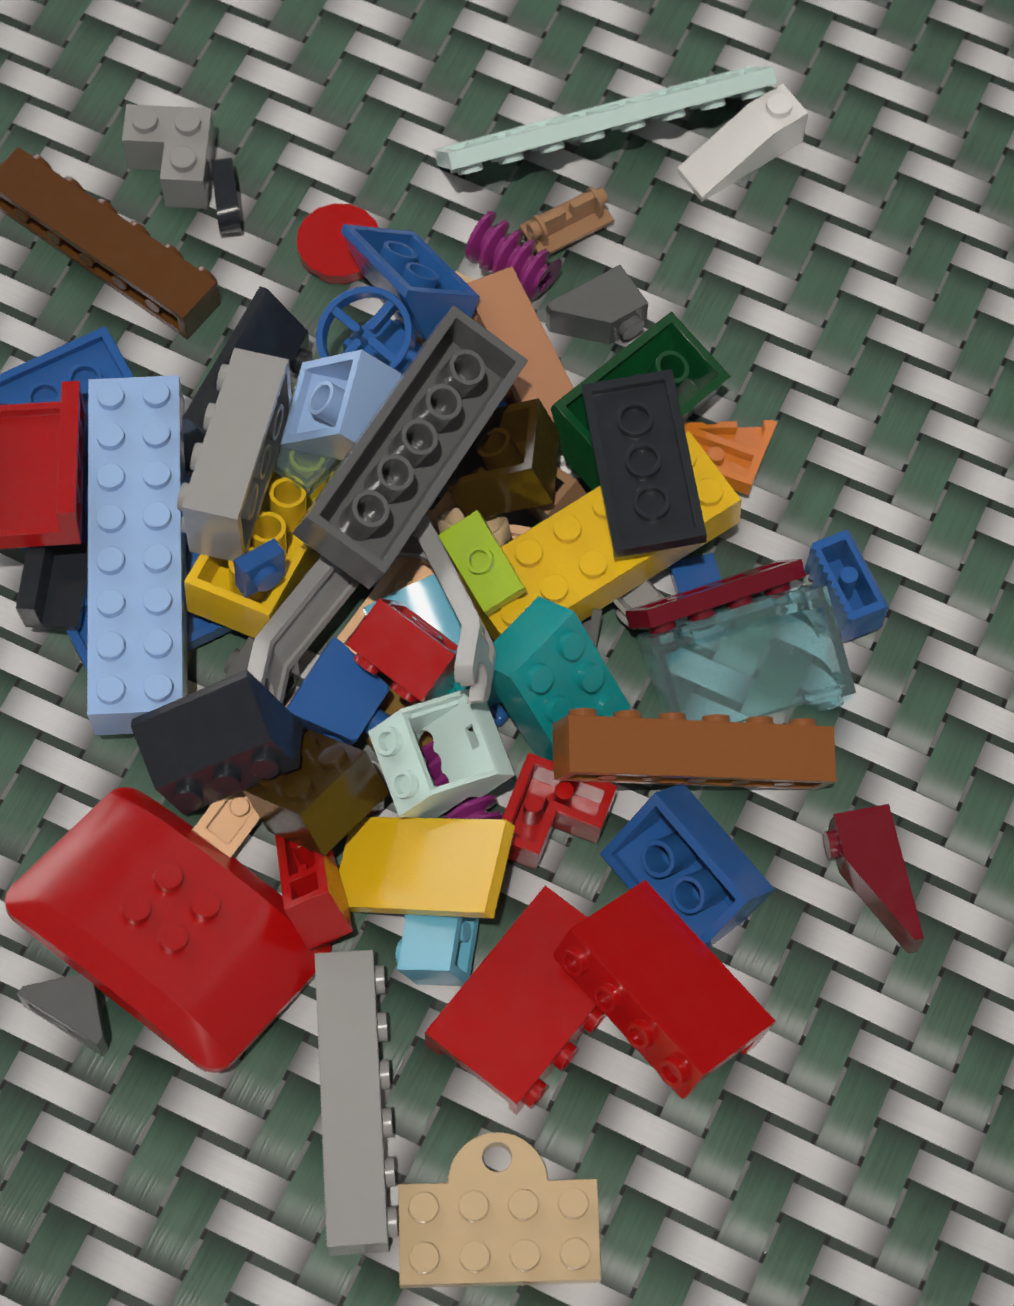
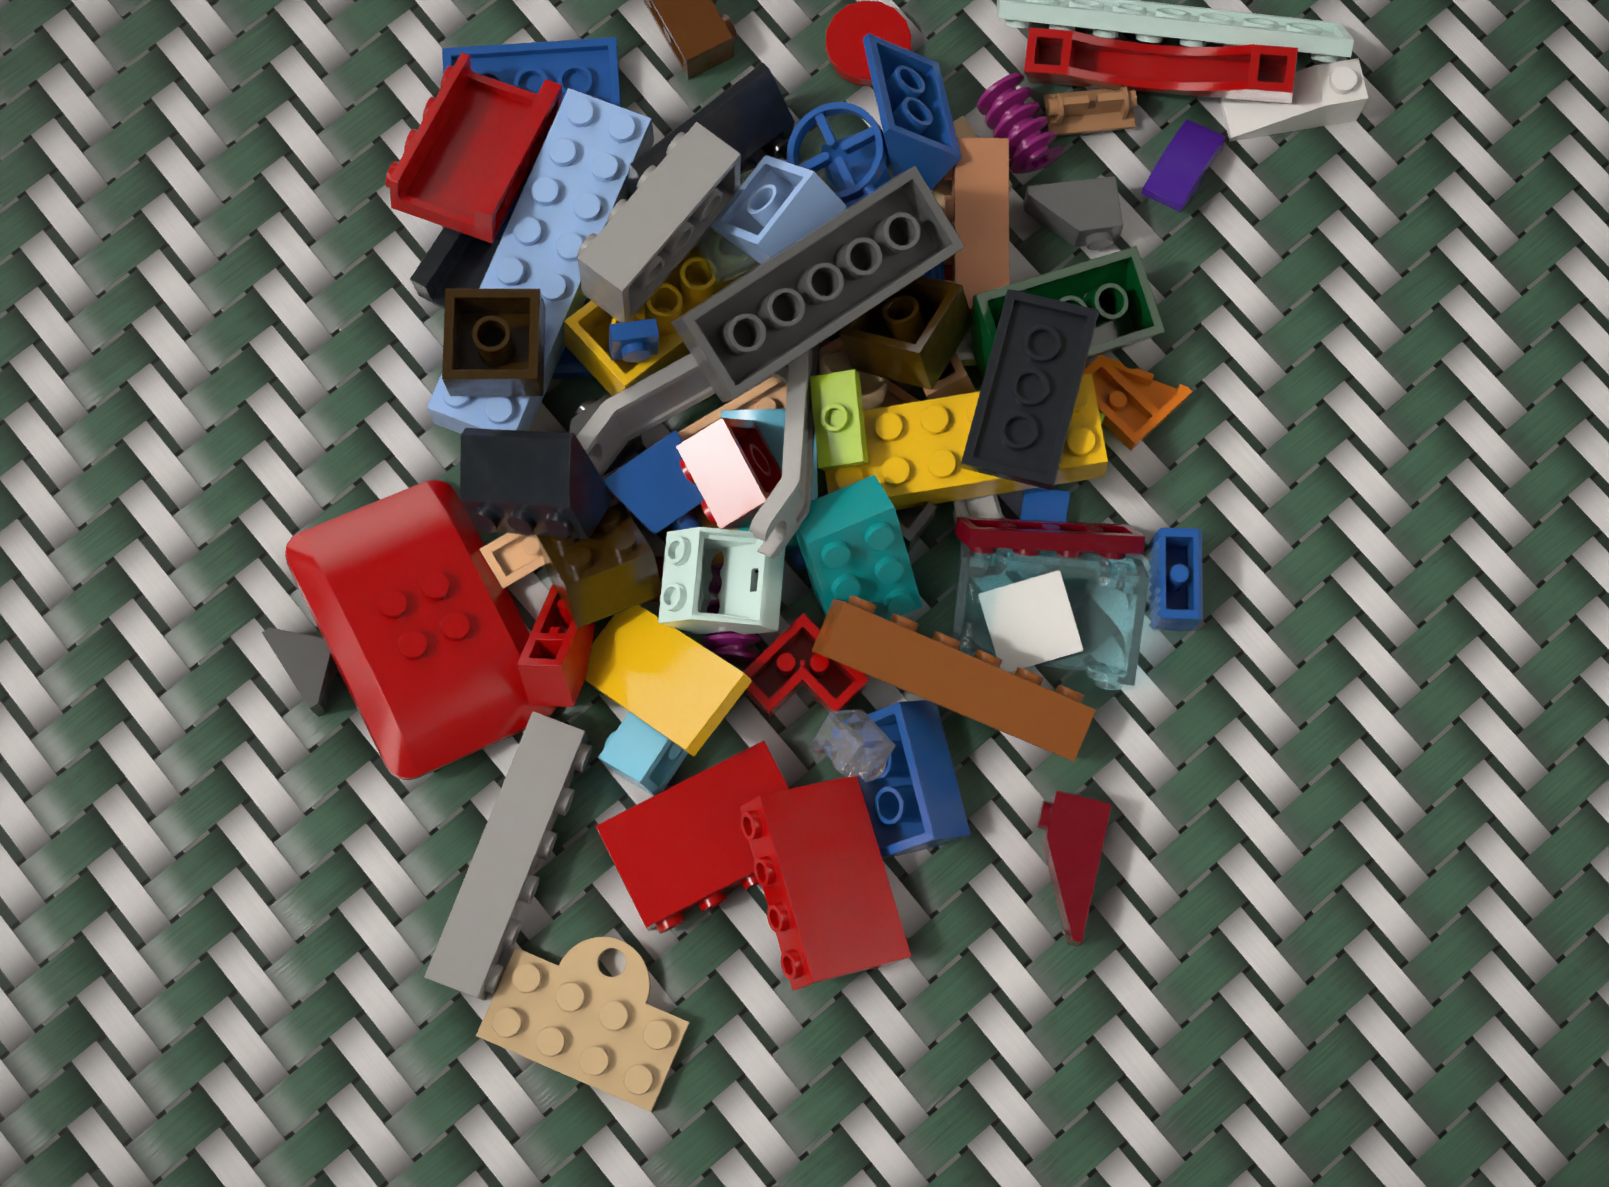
camera: 25 degrees right, 10 degrees up
(131, 622) = (494, 342): none -> dark brown brick
(560, 175) = (1107, 63): none -> red arch
(630, 852) = (854, 744): none -> clear brick
(673, 235) = (1183, 165): none -> dark purple slope
(734, 676) = (1031, 621): none -> white sticker

